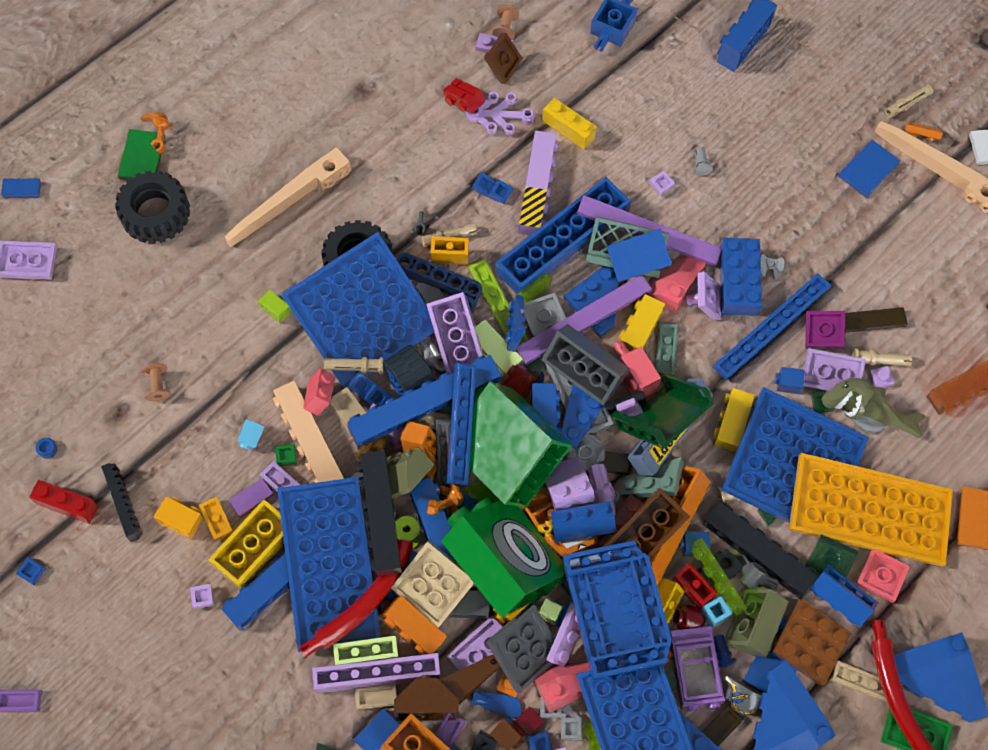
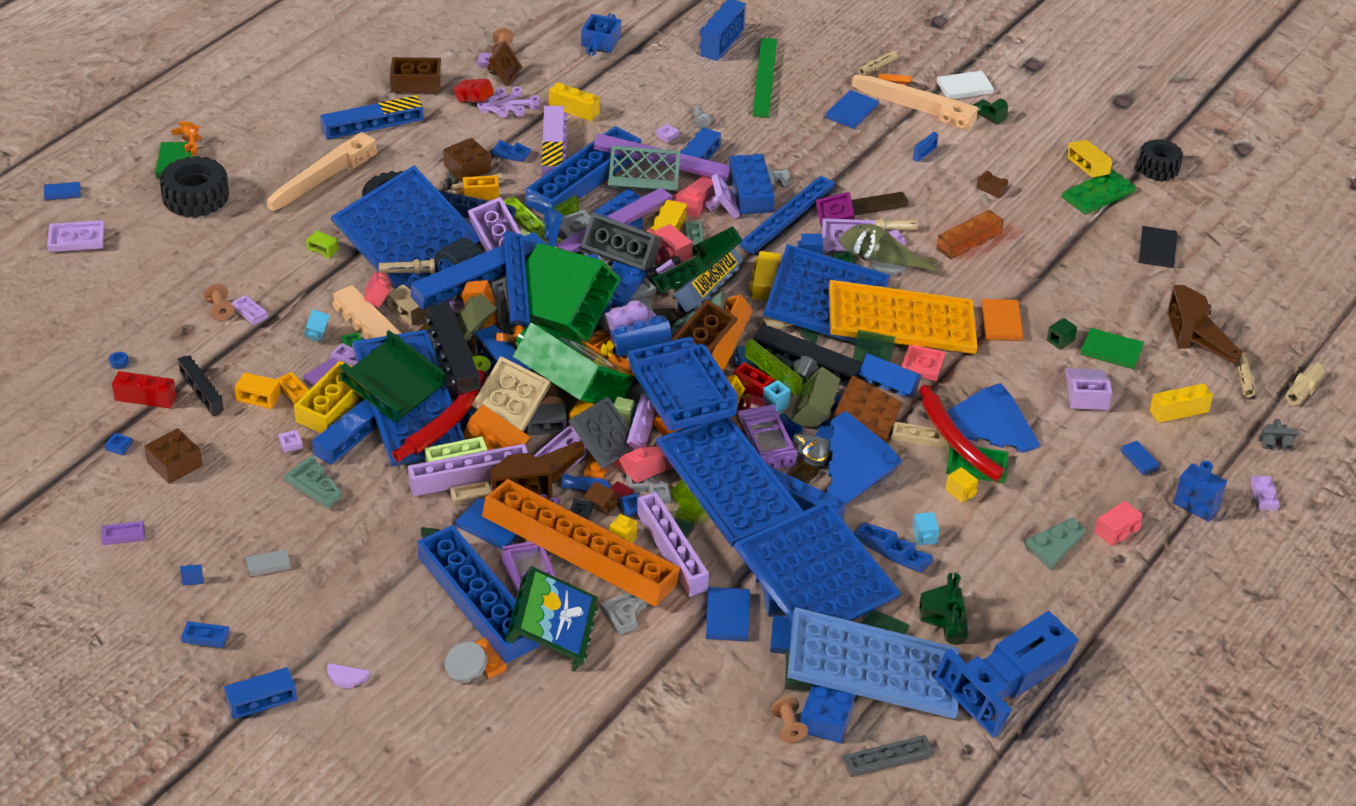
camera: 10 degrees left, 25 degrees down
(80, 603) = (173, 455): none -> reddish brown brick
(186, 394) = (250, 310): none -> lavender plate
(217, 659) = (313, 482): none -> sand green wing
(312, 544) = (393, 377): none -> dark green panel
(352, 120) = (372, 117): none -> blue brick
(406, 63) = (415, 75): none -> reddish brown brick
(442, 199) = (467, 159): none -> reddish brown brick
(639, 255) = (656, 170): blue tile -> none
(695, 212) = (703, 144): none -> blue brick
(781, 107) = (764, 77): none -> green tile
(940, 242) = (925, 146): none -> blue tile

